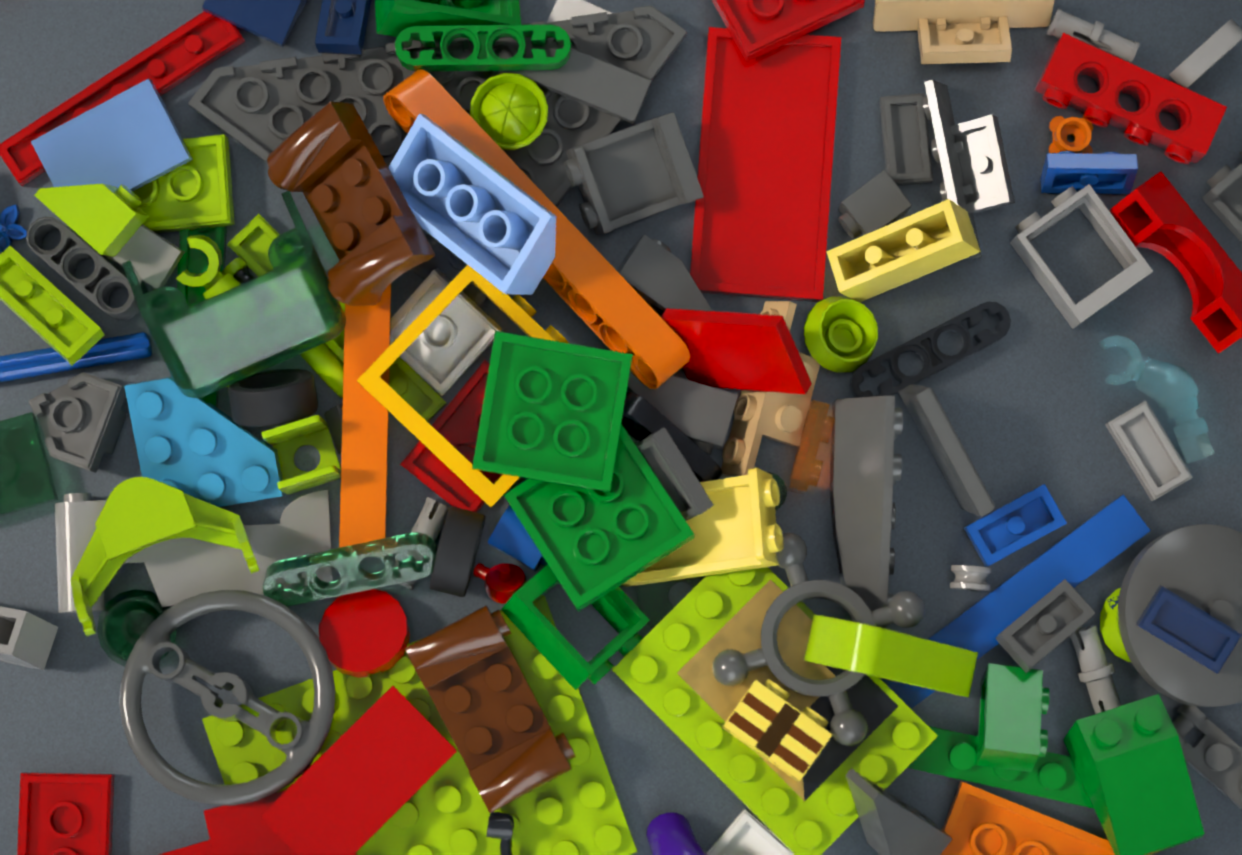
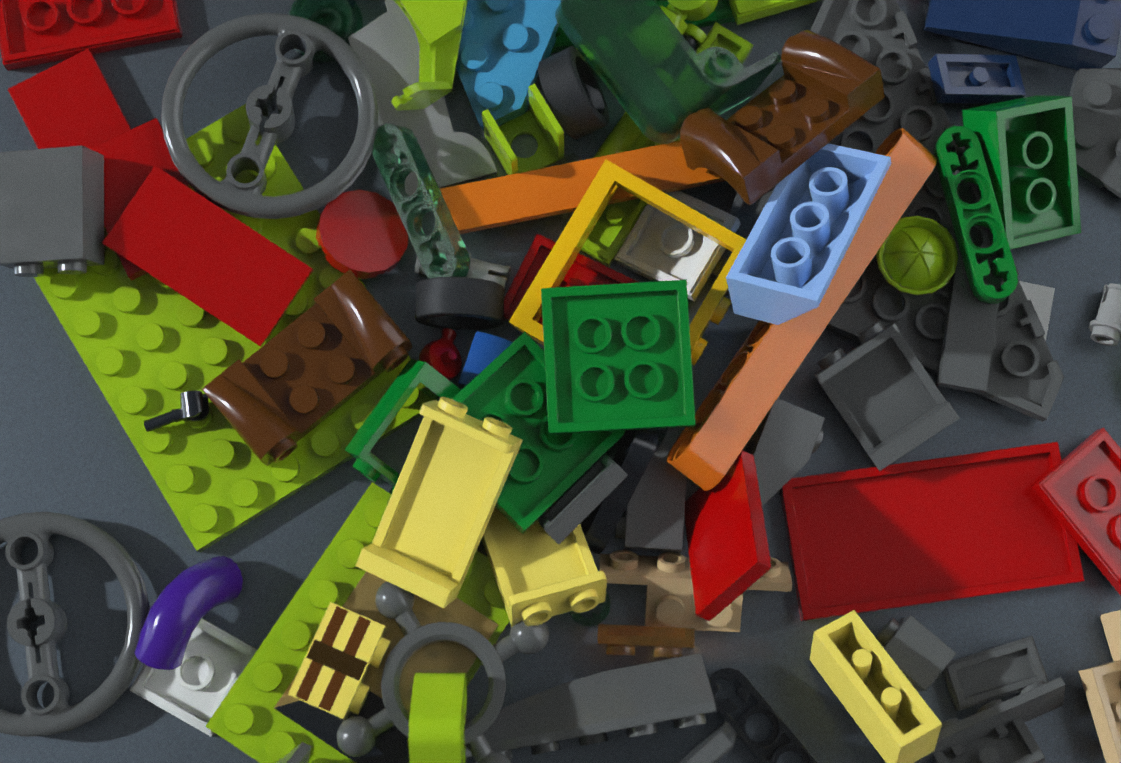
camera: 80 degrees right, 5 degrees down
(652, 605) = (441, 502): none -> light yellow panel
(840, 334) = (771, 646): lime hat -> none

